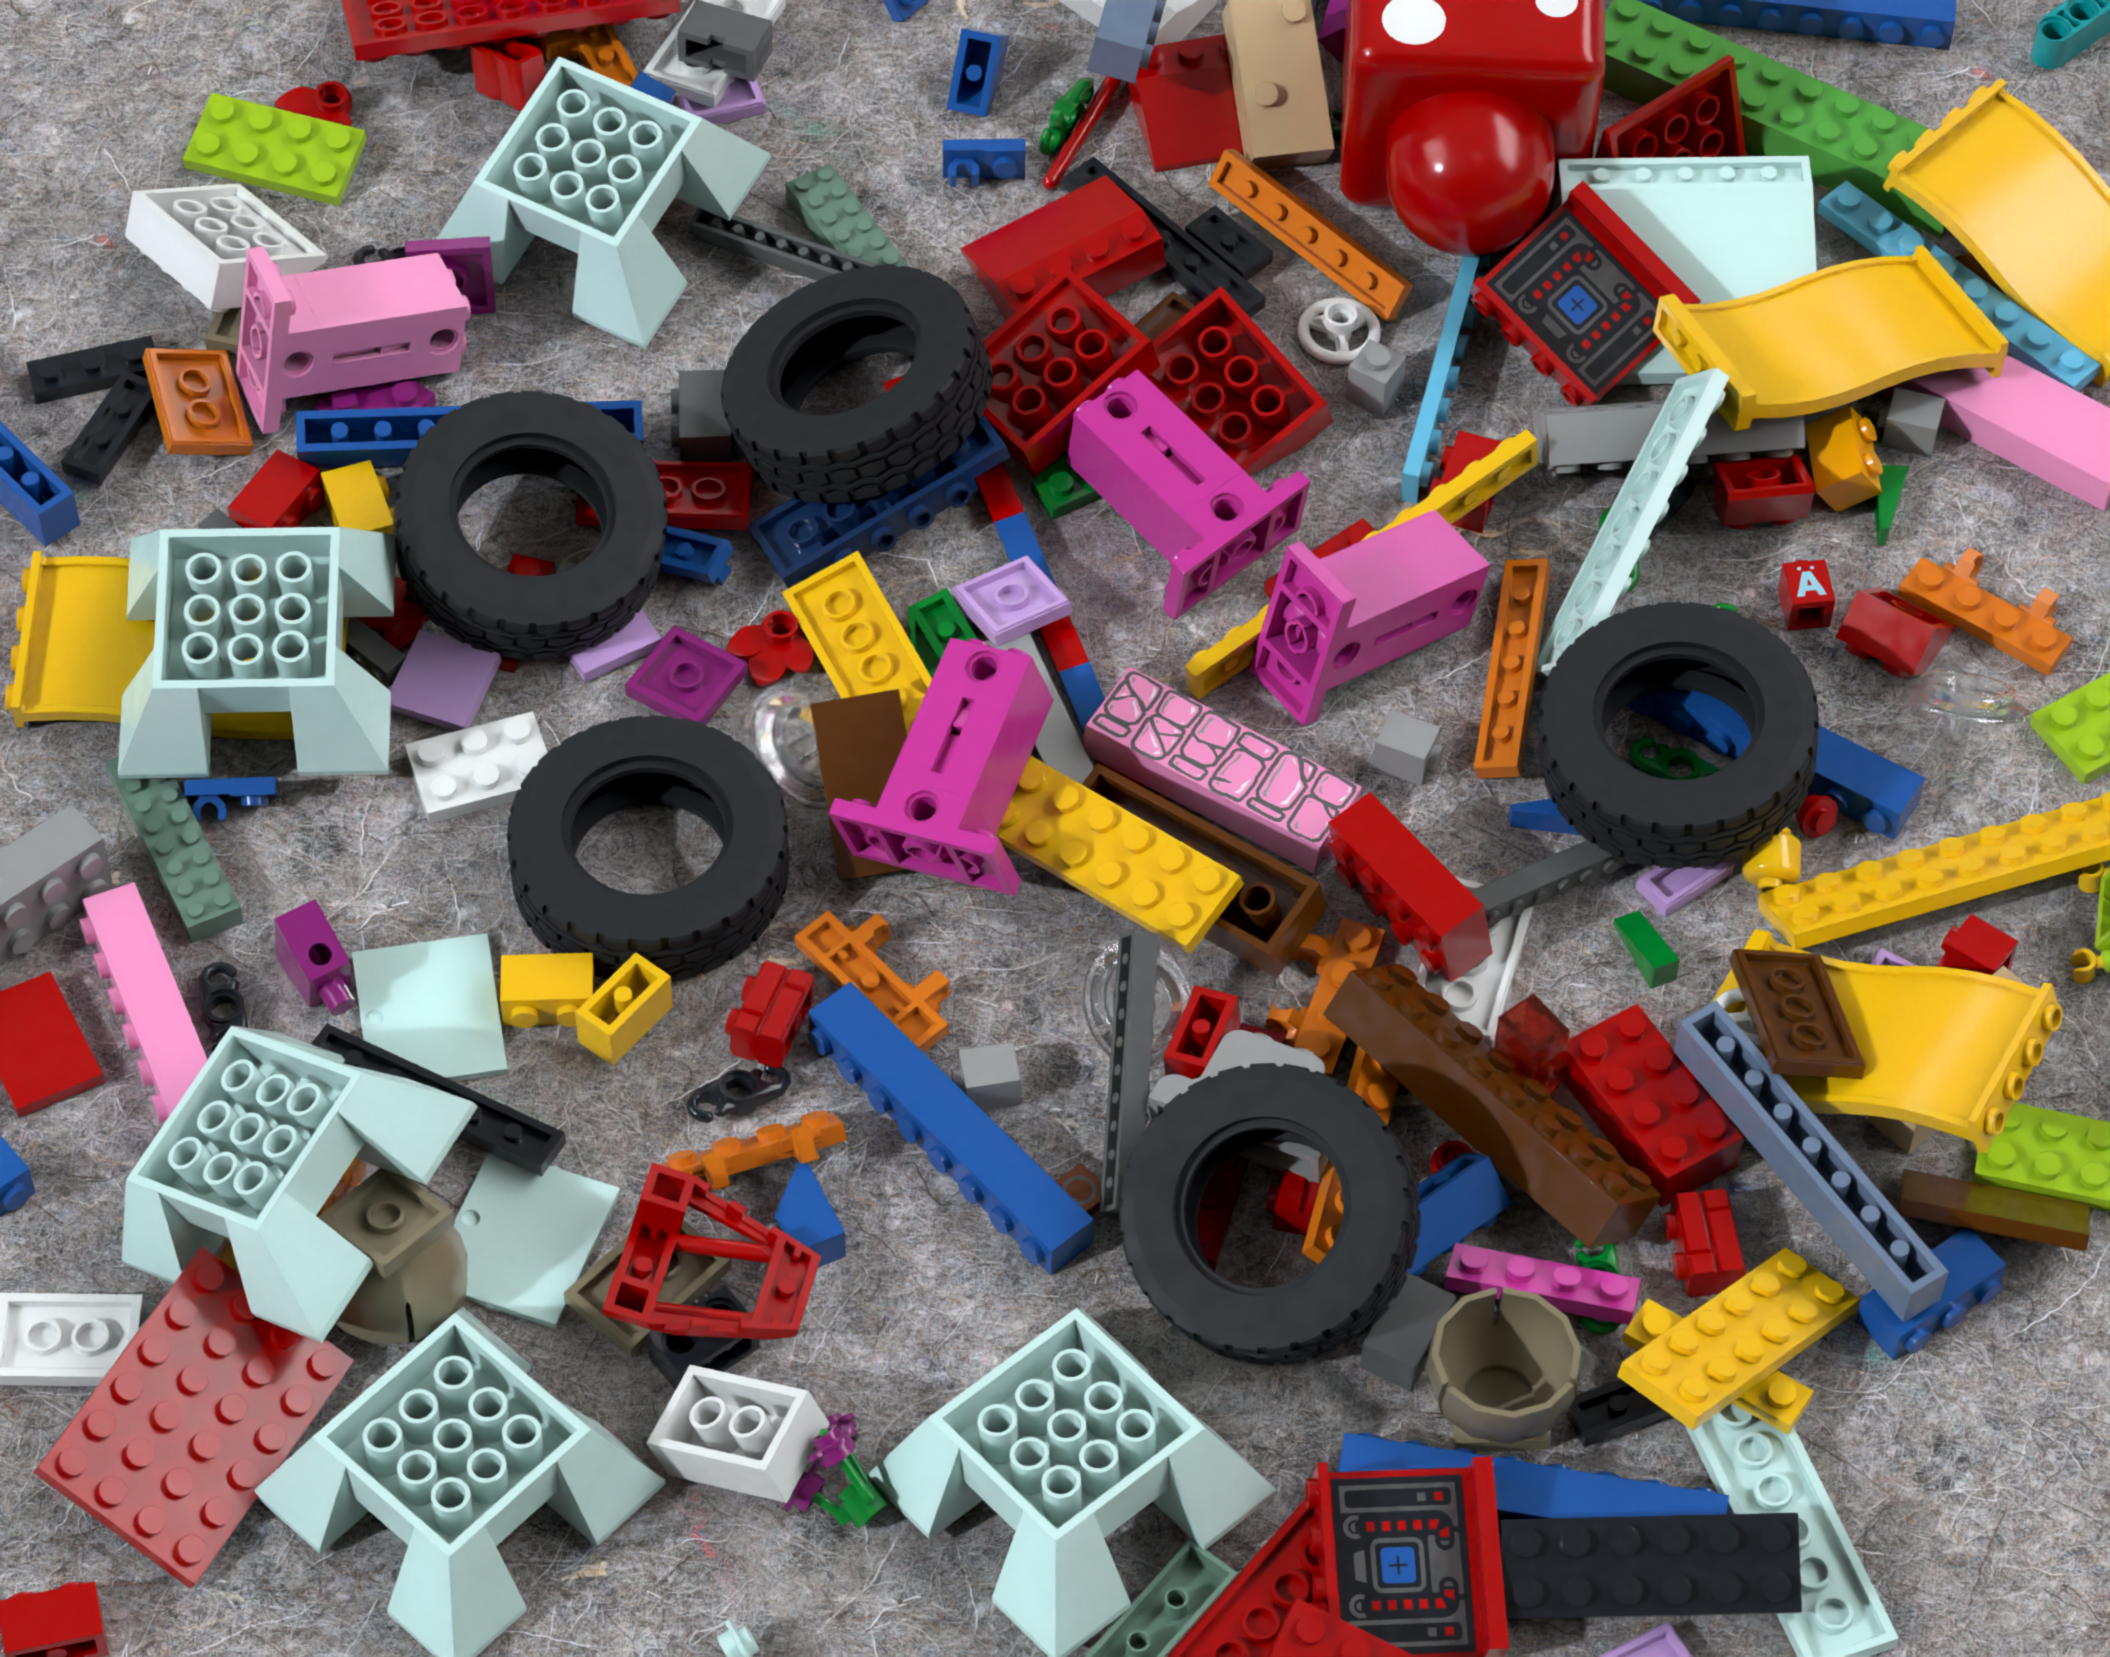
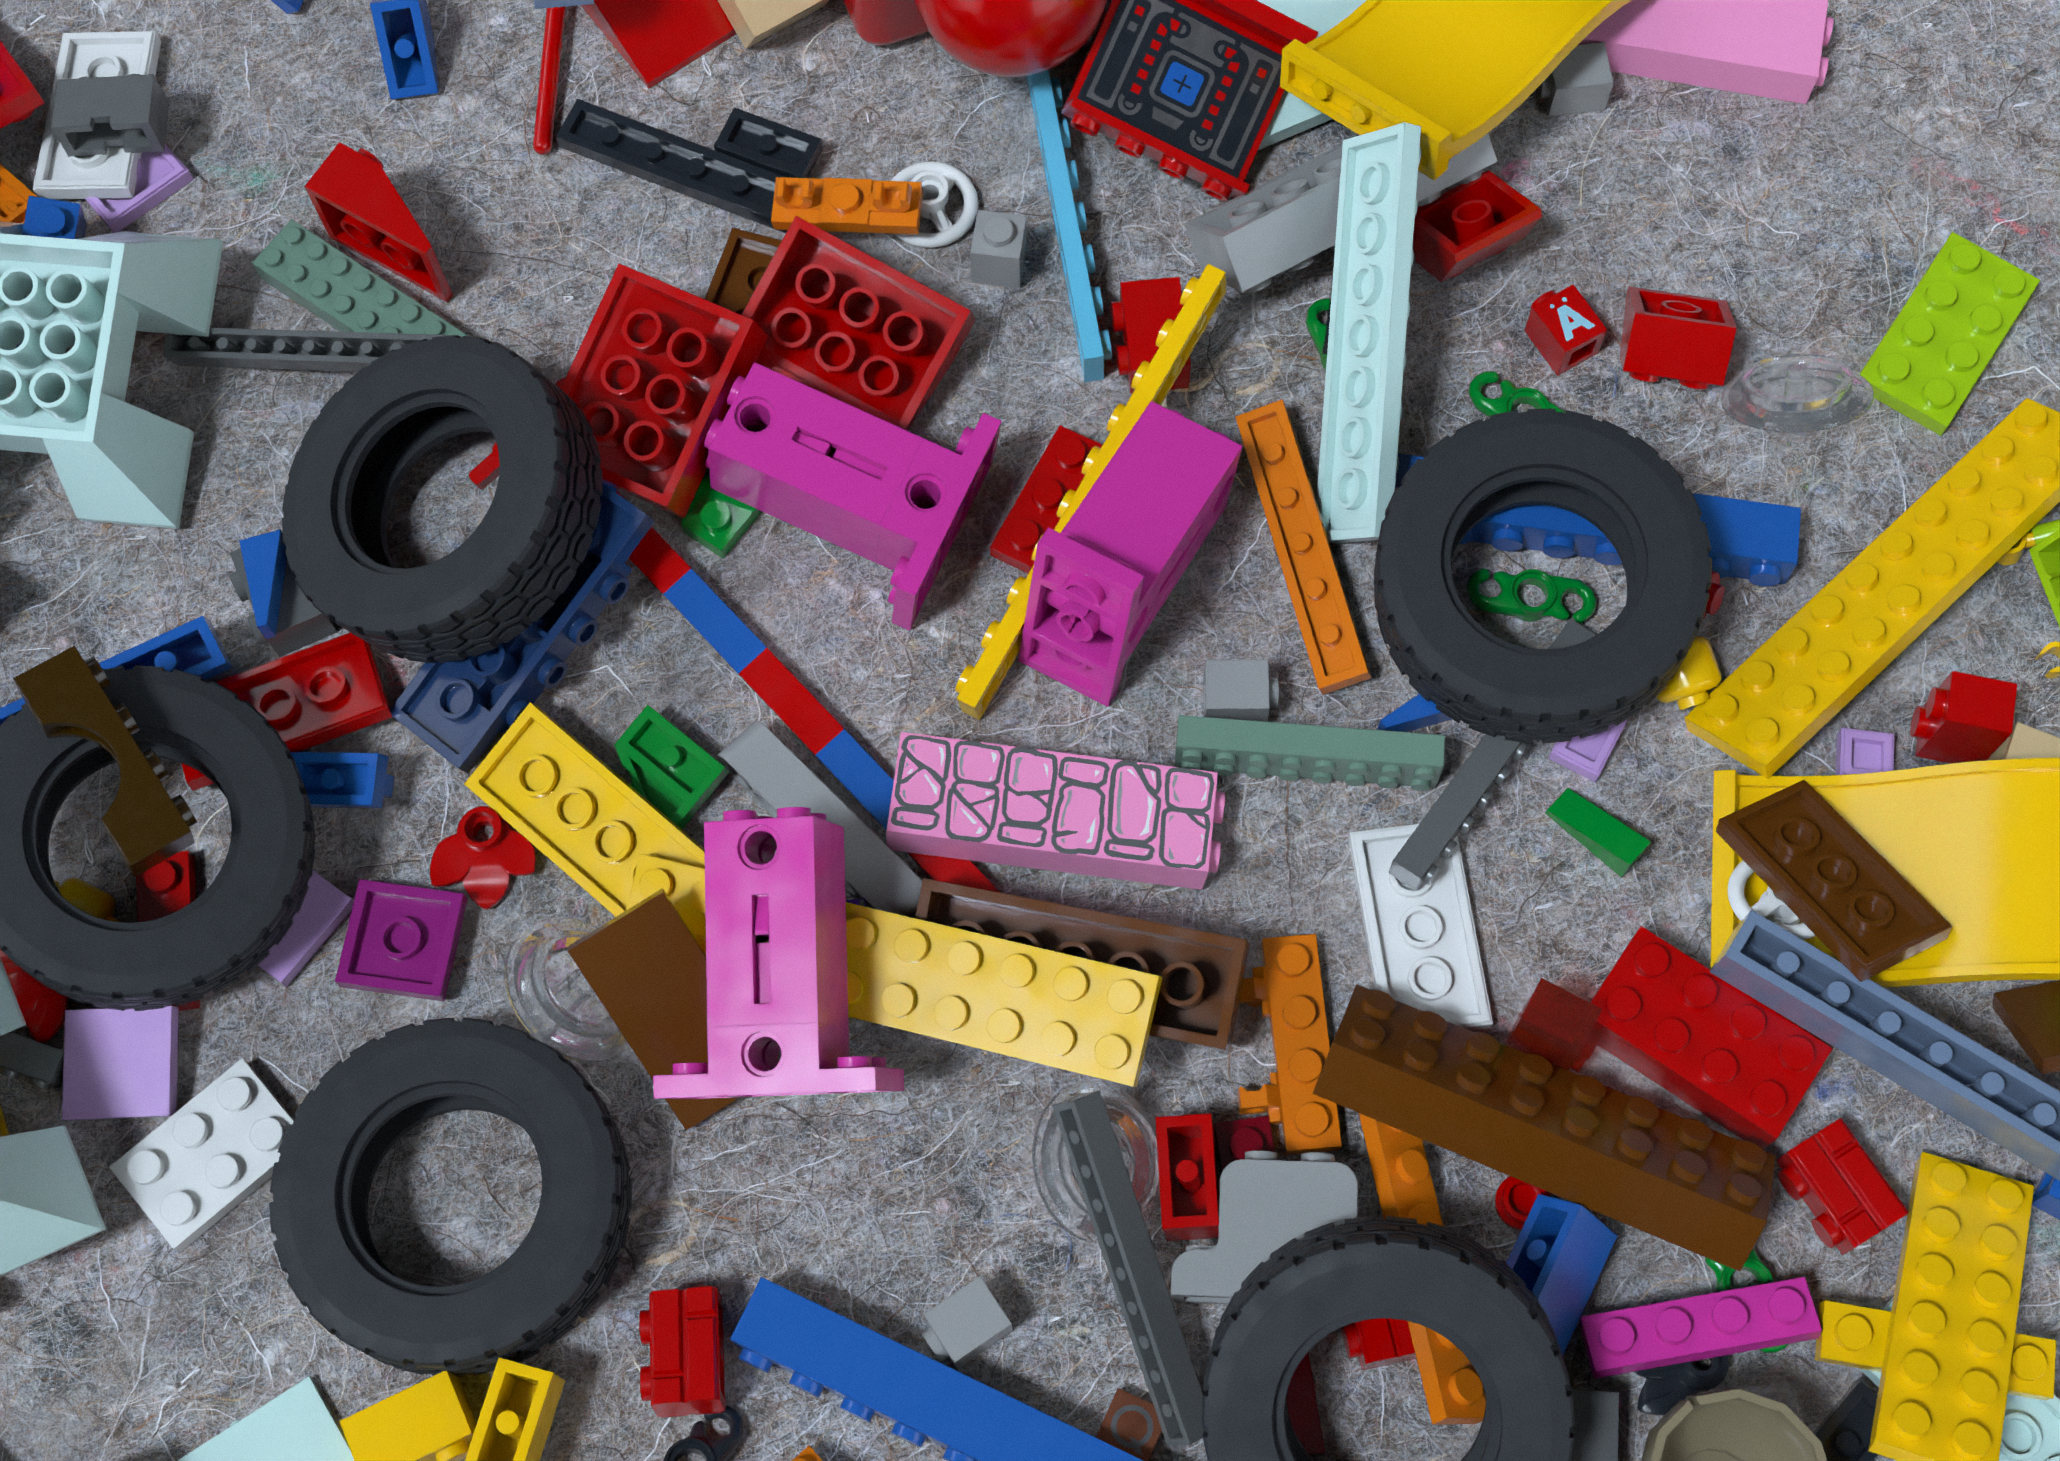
camera: 20 degrees left, 15 degrees up
(530, 401) = (71, 702): none -> dark brown arch
(701, 388) = (265, 572): none -> blue piece
(851, 956) = (741, 1234): orange hinge -> none
(893, 184) = (371, 218): none -> red slope
(983, 159) = (458, 146): blue plate -> none
(1011, 601) = (729, 693): lavender tile -> none
(1066, 115) = (525, 59): green piece -> none
(1090, 231) = (602, 208): red slope -> none
(1273, 302) = (848, 204): none -> orange plate
(1310, 234) = (851, 102): orange plate -> none
(1409, 888) = (1331, 884): red brick -> none
(1445, 804) = (1309, 752): none -> sand green piece
(1844, 458) = (1535, 155): light orange brick -> none
(1886, 503) = (1586, 174): green piece -> none
(1955, 597) = (1791, 282): orange hinge -> none

